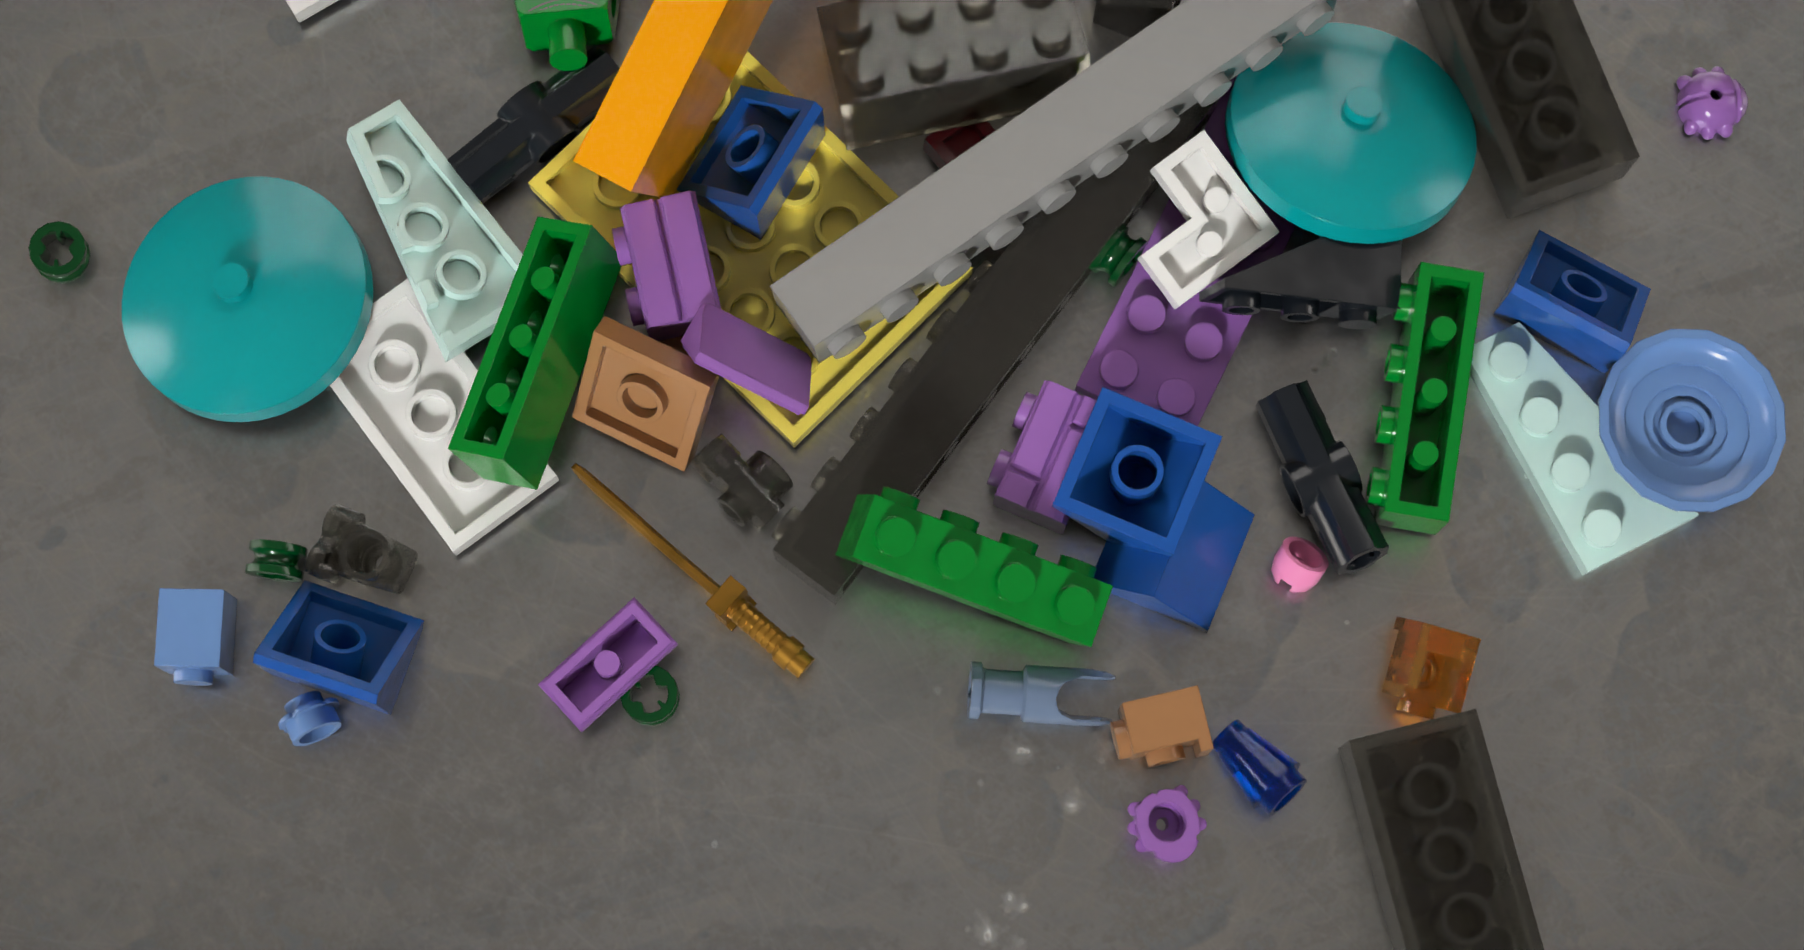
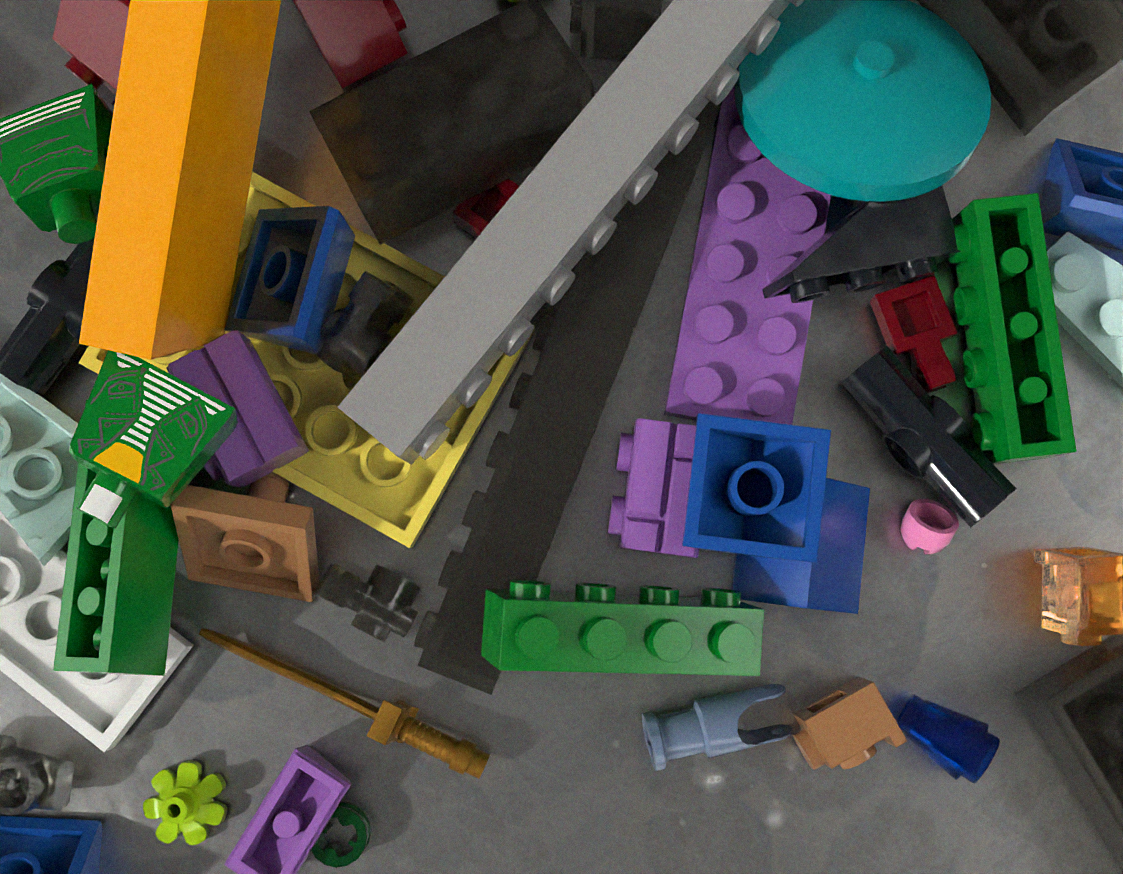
camera: 15 degrees left, 5 degrees up
(517, 637) = (186, 803): none -> lime plant
(595, 260) = (144, 436): none -> green torso
(749, 357) = (338, 485): medium lavender slope -> none
(807, 225) = (360, 331): none -> clear smoke plate
(1119, 256) = (671, 274): dark green bush -> none
(1181, 822) = (887, 829): medium lavender animal -> none
(1220, 217) = (764, 215): white plate -> none
(1343, 368) = (916, 322): none -> dark red plate

